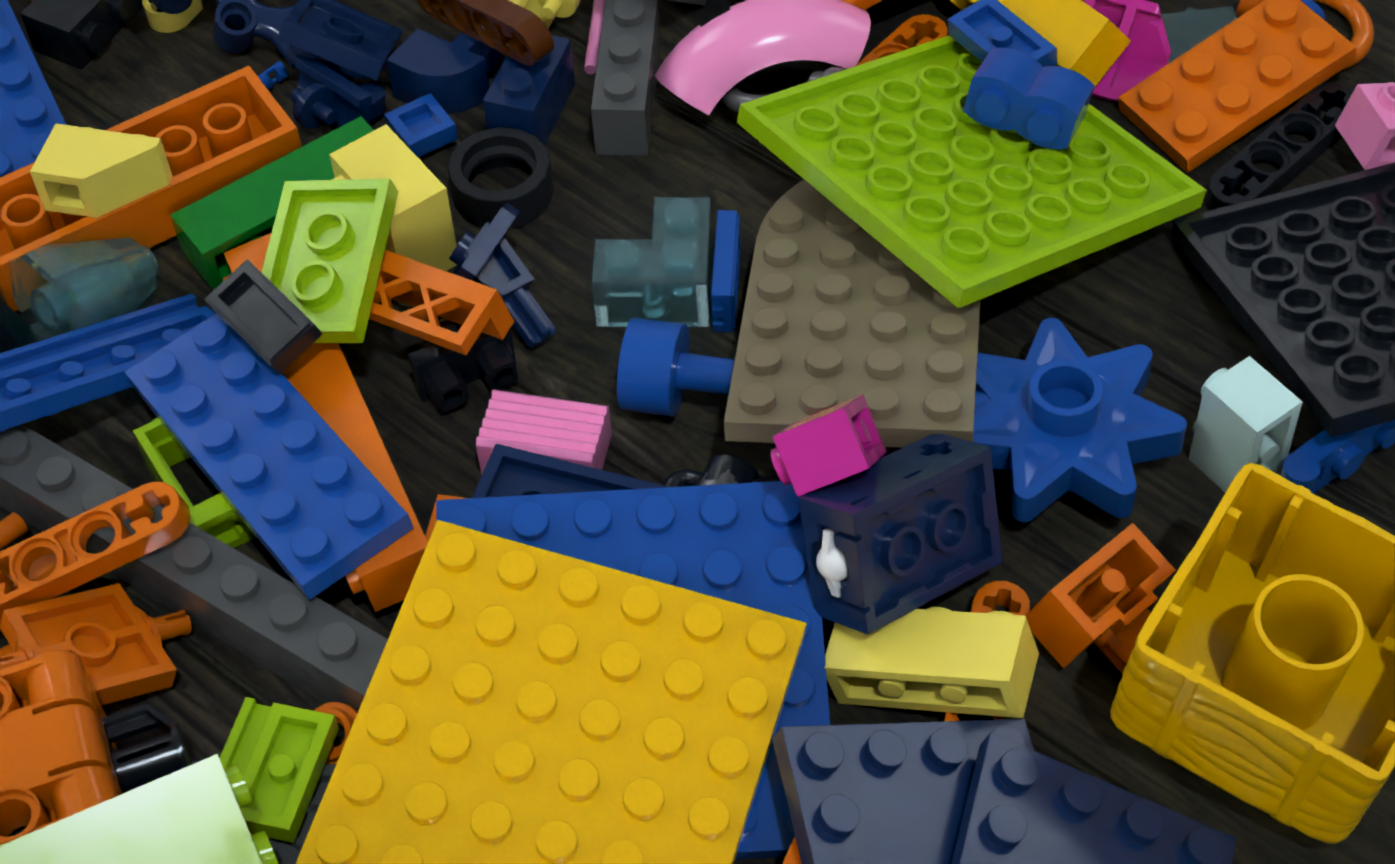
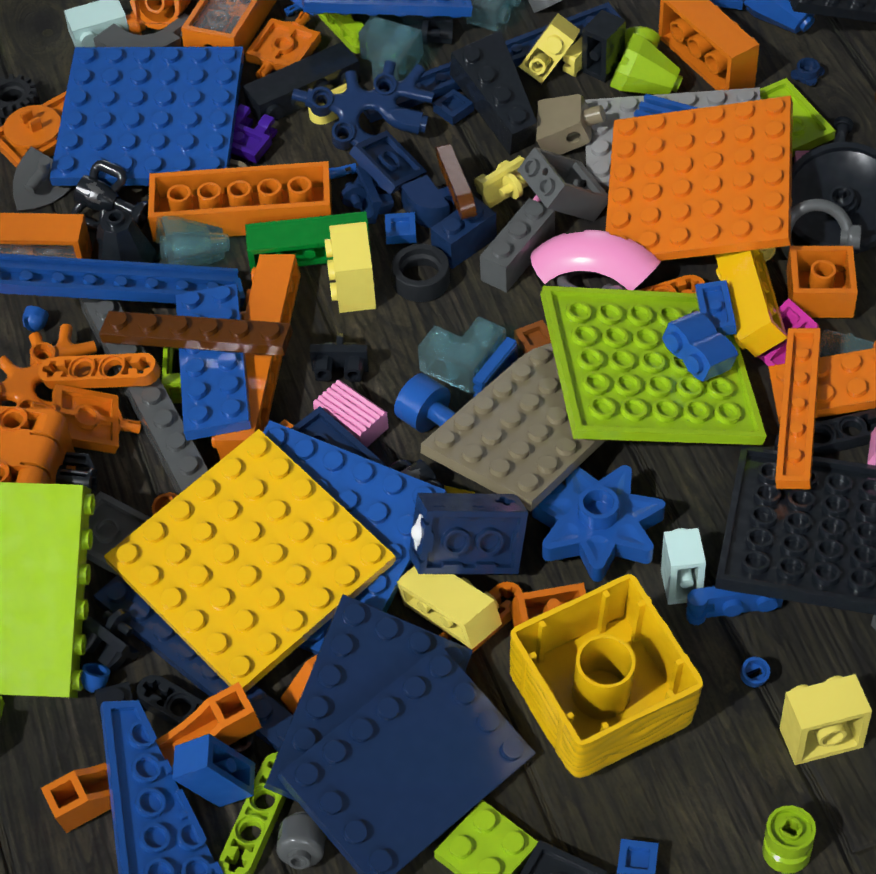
camera: 30 degrees right, 0 degrees up
(84, 96) = (250, 142): none -> dark purple plate
(97, 170) = (218, 187): light yellow slope -> none
(211, 414) = (196, 333): none -> reddish brown plate
(263, 316) = (246, 294): black tile -> none
(281, 762) = (126, 508): lime plate -> none
(331, 251) = (291, 279): lime plate -> none
(433, 295) = (321, 302): orange fence -> none
(494, 263) = (378, 323): dark blue piece -> none
(751, 198) = (532, 336): none -> dark orange plate
(827, 446) = (452, 475): dark pink brick -> none
(1231, 131) = (798, 409): none -> orange plate

